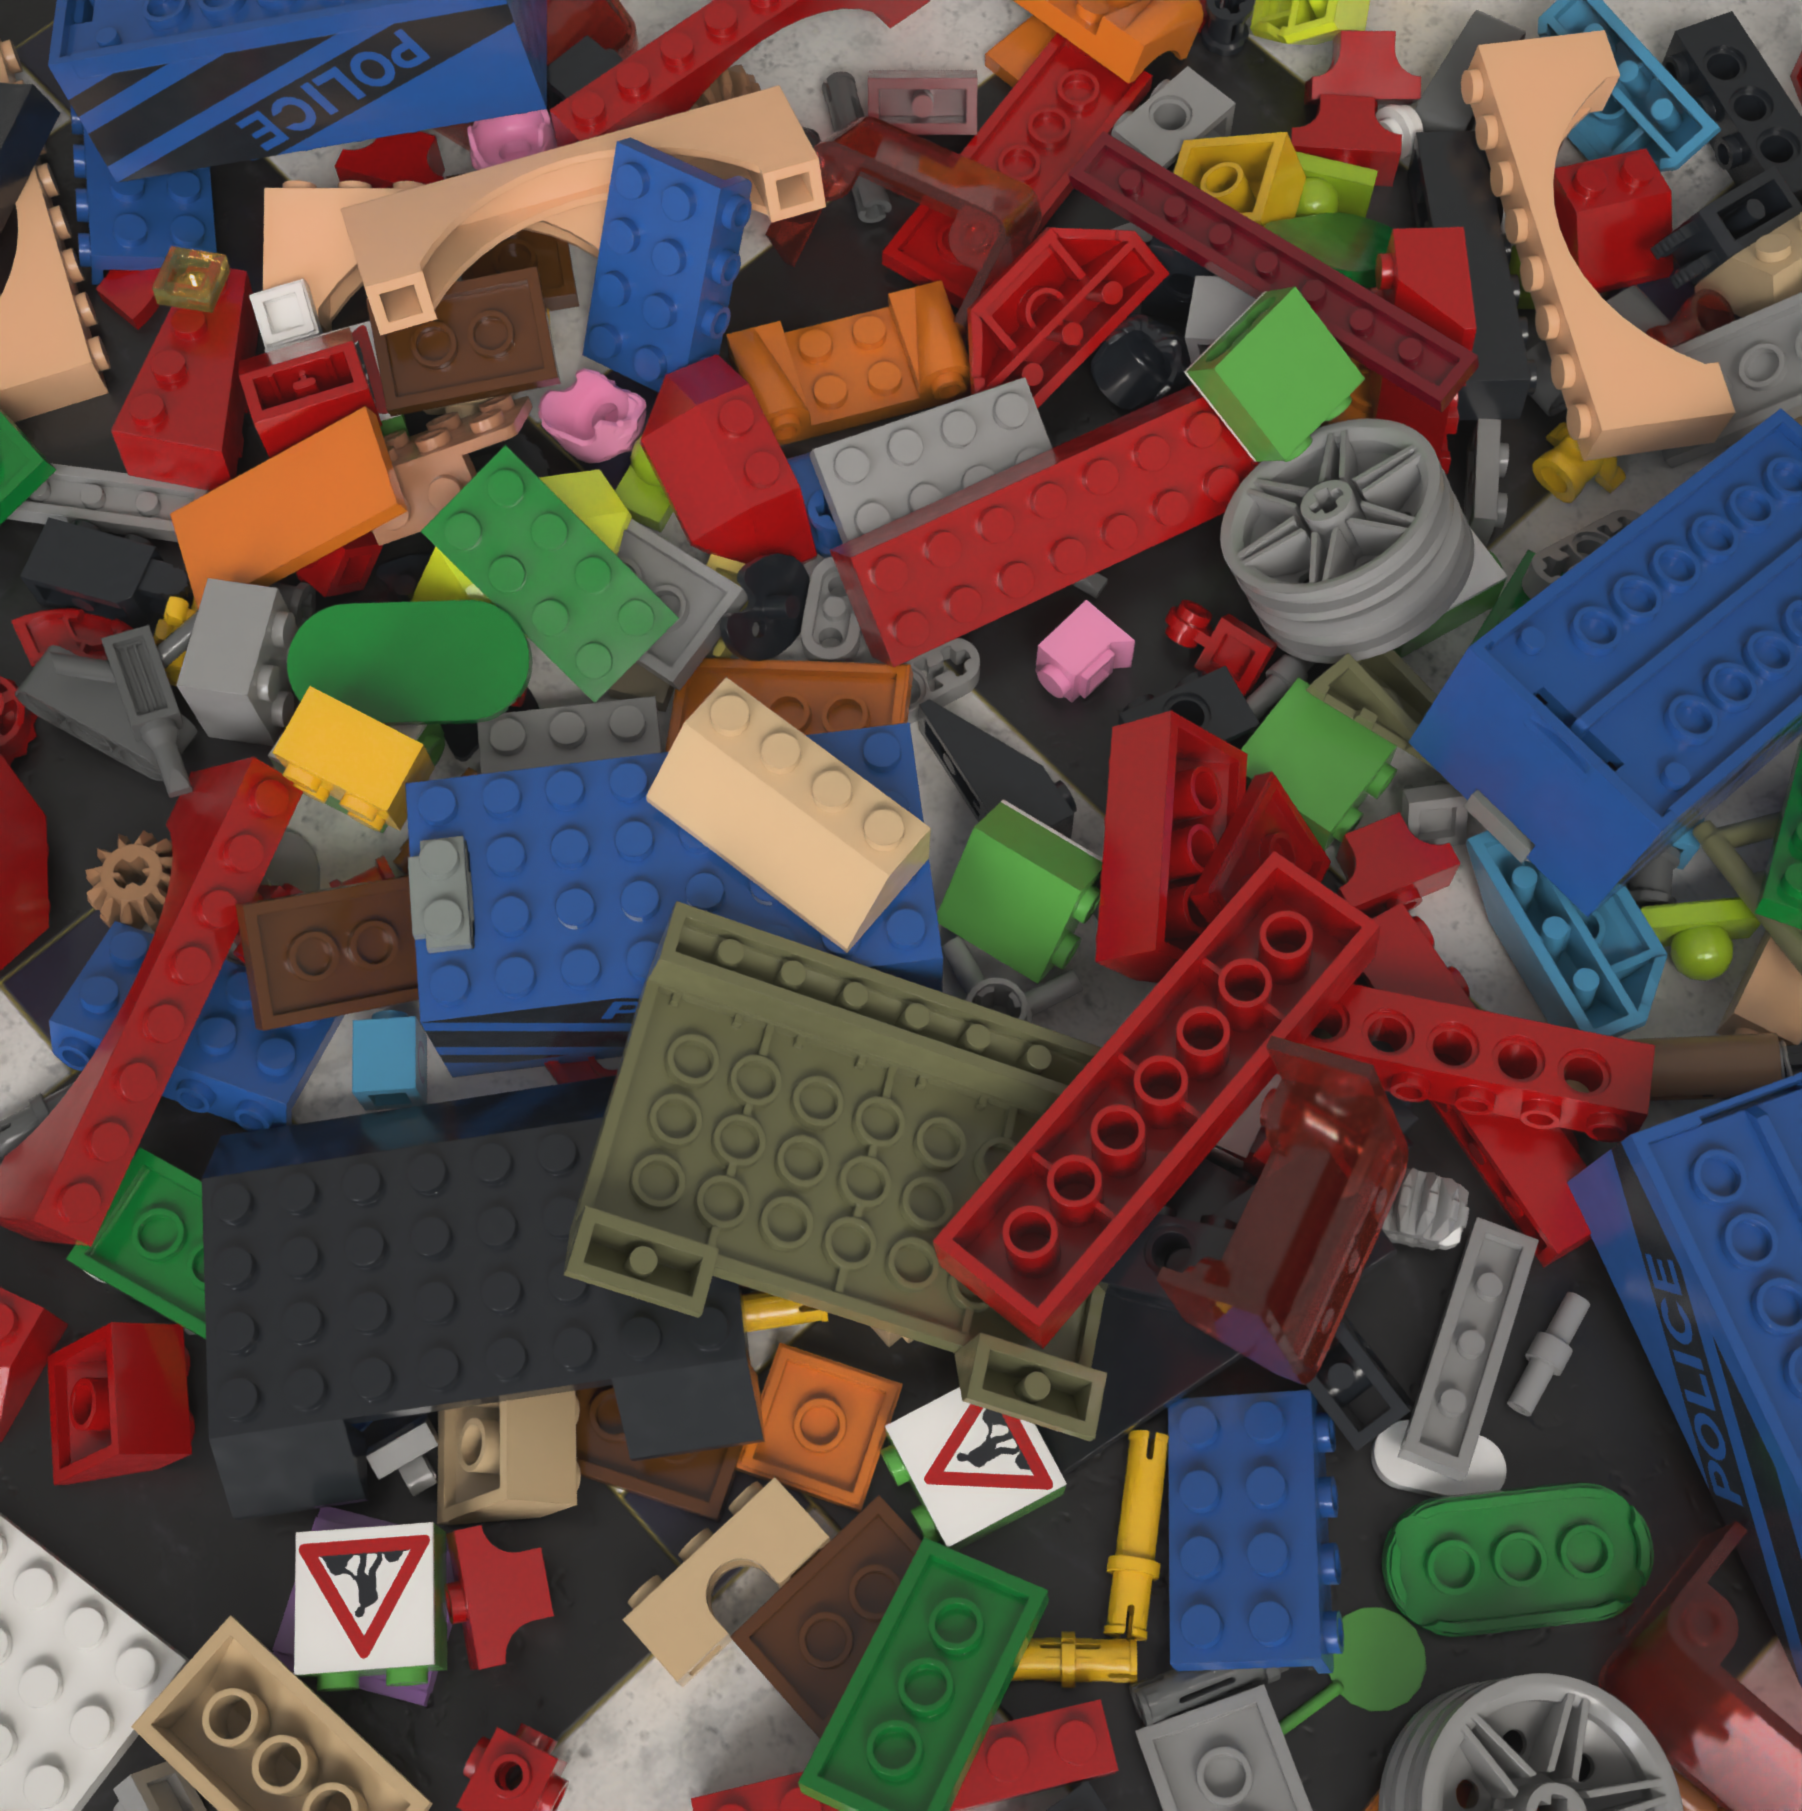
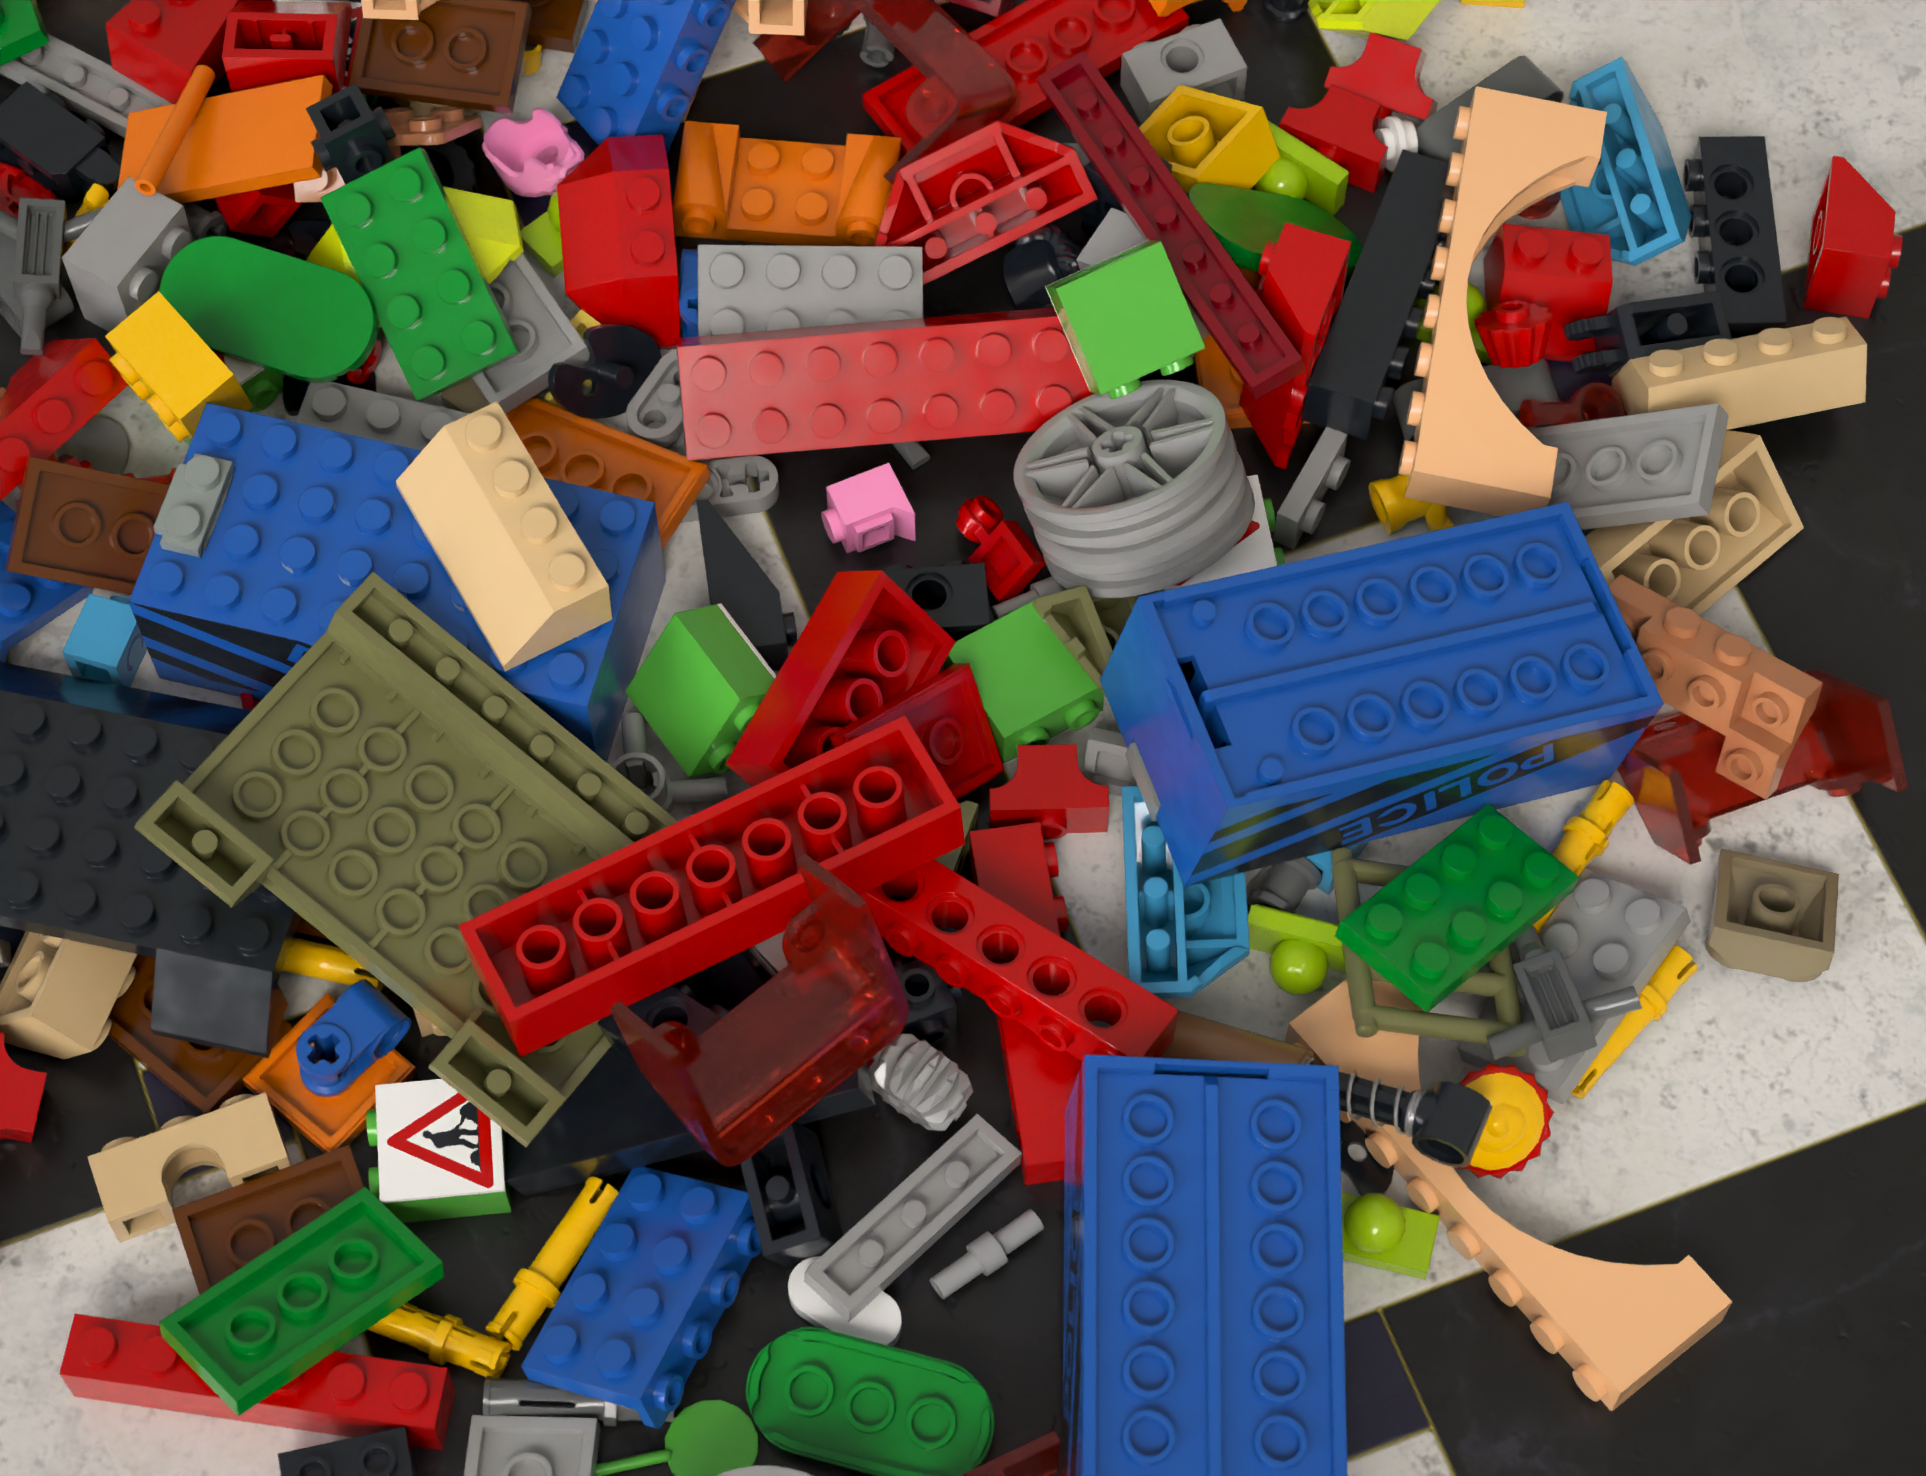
camera: 20 degrees right, 5 degrees down
(234, 515) = (174, 130): none -> orange piece
(426, 457) = (355, 144): none -> black brick
(833, 1377) = (356, 1032): none -> blue piece
(1614, 266) = (1514, 333): none -> red piece

